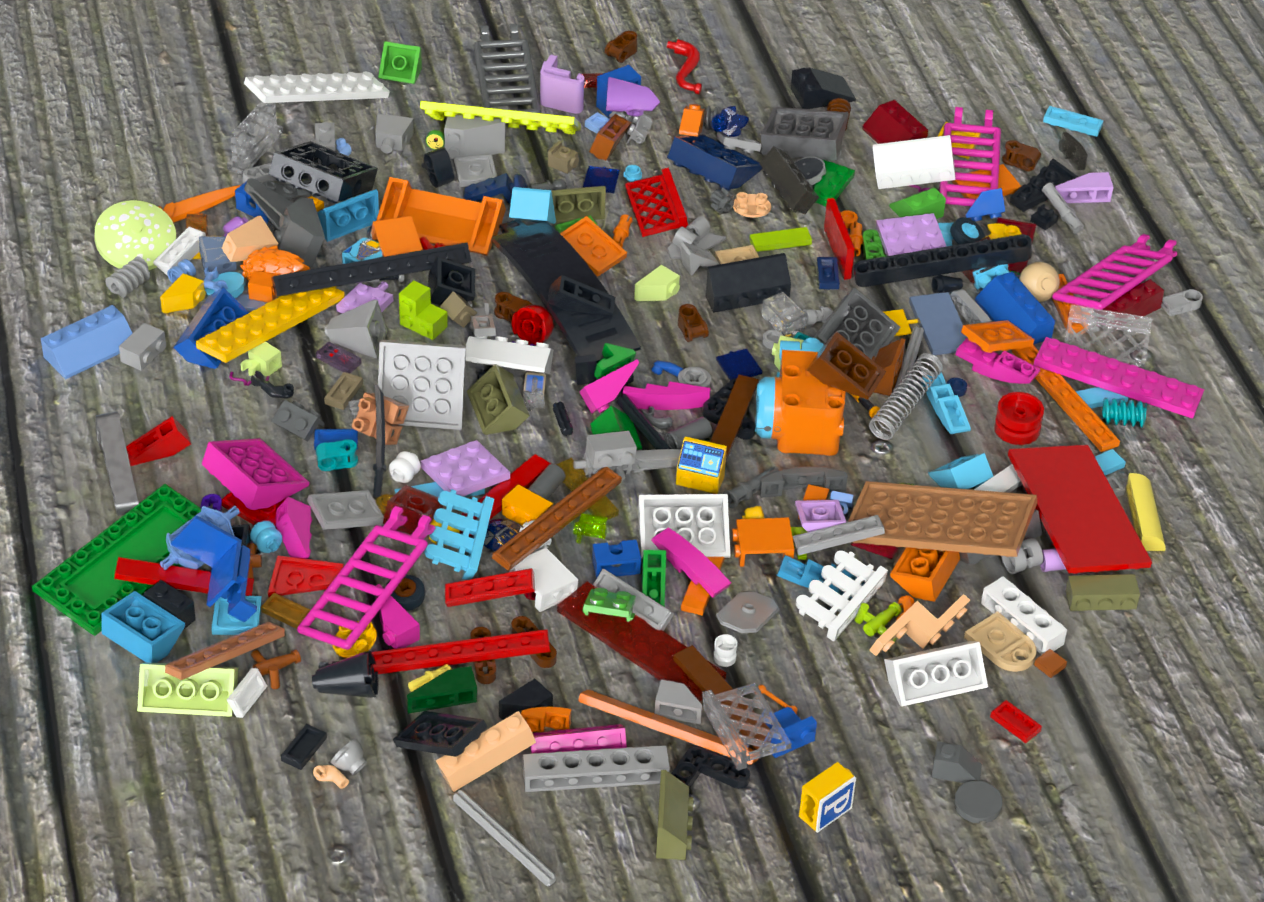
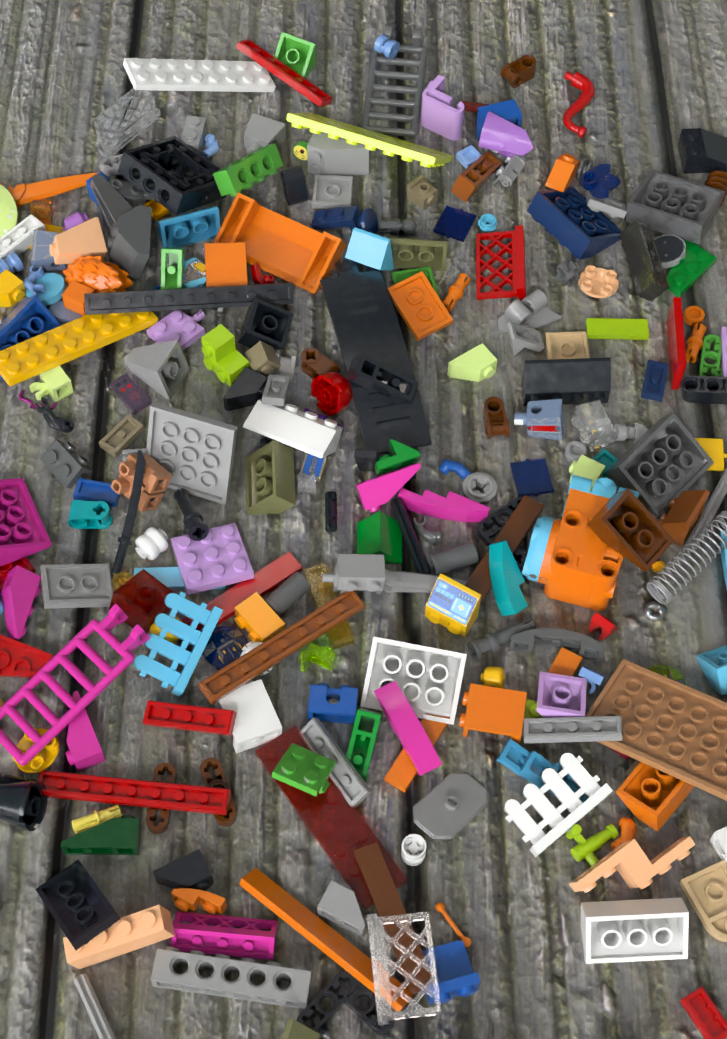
camera: 15 degrees right, 15 degrees up
(348, 244) = (172, 267): none -> bright green slope
(392, 159) = (248, 170): none -> bright green brick
(395, 78) = (284, 73): none -> red tile
(409, 592) = (110, 709): black wheel -> none
(438, 439) = (192, 519): none -> black pin
(453, 332) = (245, 390): none -> black slope
(489, 41) = (386, 46): none -> medium blue wheel
(736, 315) = (543, 419): none -> sand blue torso
(743, 436) = (505, 579): none -> teal slope
(839, 459) = (607, 626): none -> red tile

